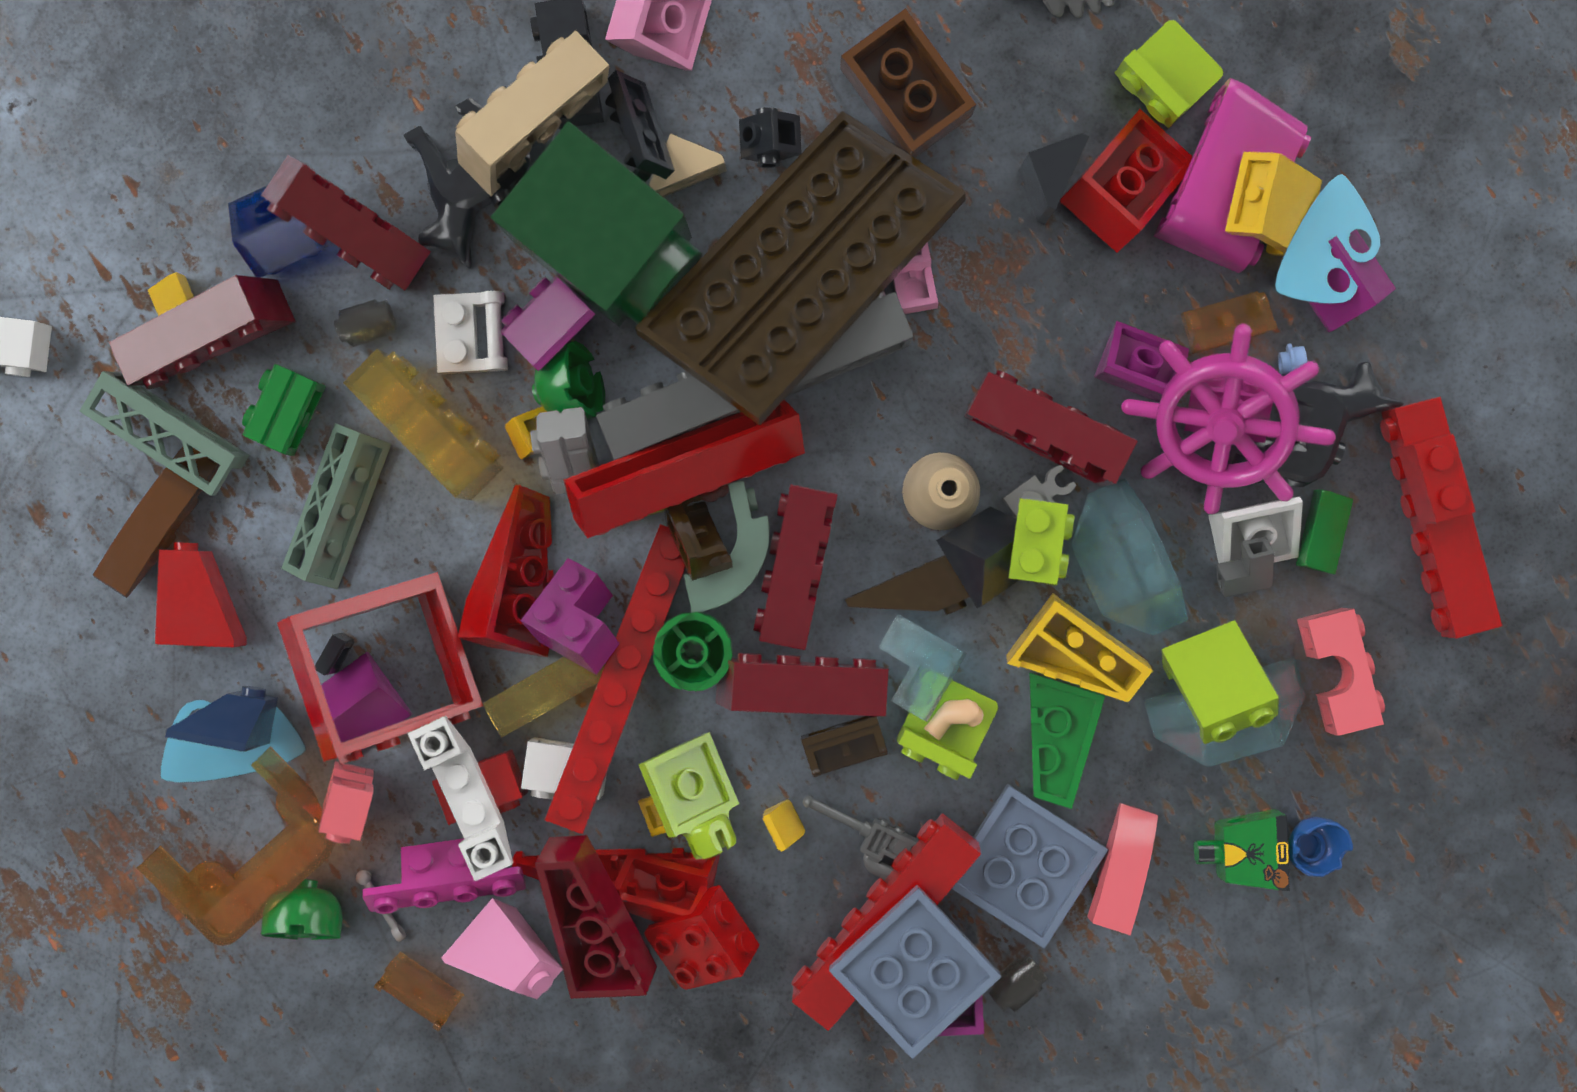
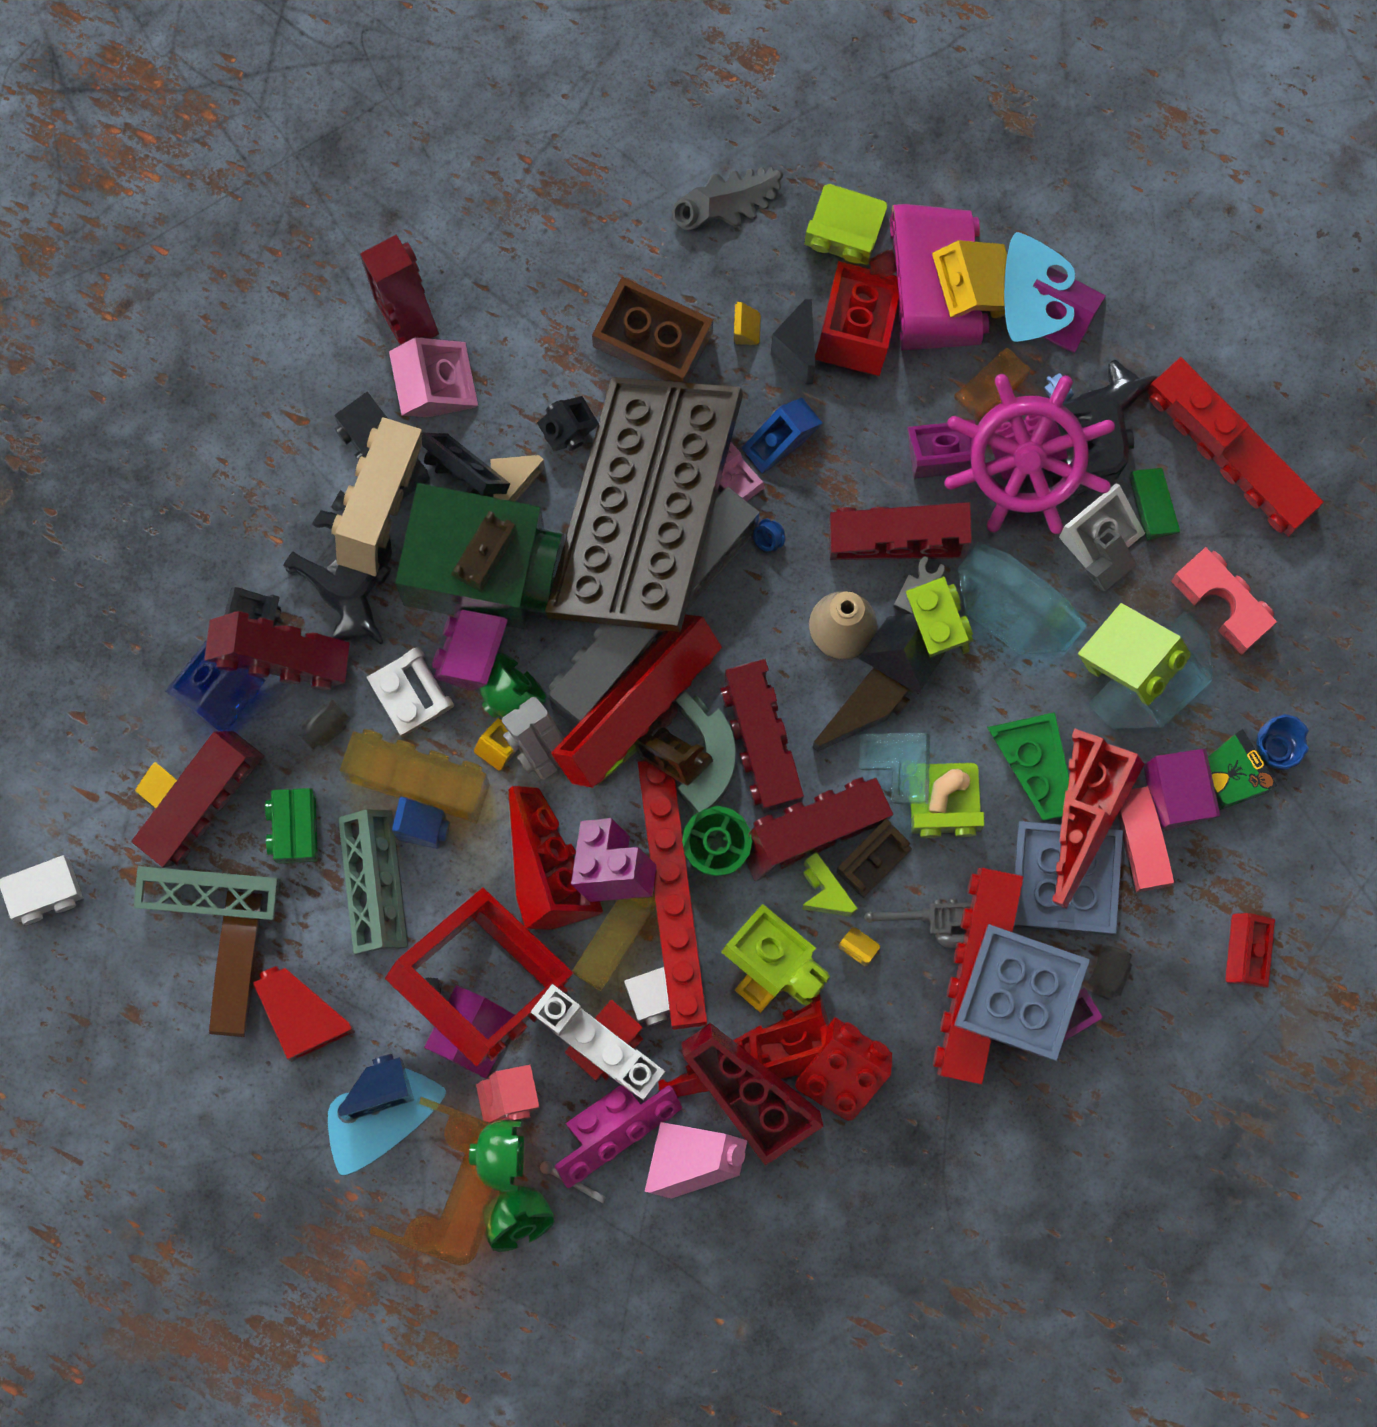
camera: 30 degrees left, 10 degrees down
(299, 866) = (499, 1155): none -> green cylinder
(352, 165) = (254, 604): none -> black bracket
(404, 475) = (420, 823): none -> blue slope
(419, 990) = (639, 1234): clear orange hinge -> none
(598, 233) = (485, 552): none -> dark brown hinge
(781, 763) = (832, 897): none -> lime slope
(915, 361) = (769, 535): none -> blue plate
(984, 262) = (781, 434): none -> blue slope
(1009, 127) = (746, 325): none -> yellow slope
(1076, 650) = (1013, 688): yellow wedge -> none
(1103, 798) = (1096, 791): none -> red wedge
(1168, 1030) = (1250, 950): none -> red slope
(1185, 136) = (883, 264): none -> clear red plate
(1191, 843) = (1182, 788): none -> magenta slope

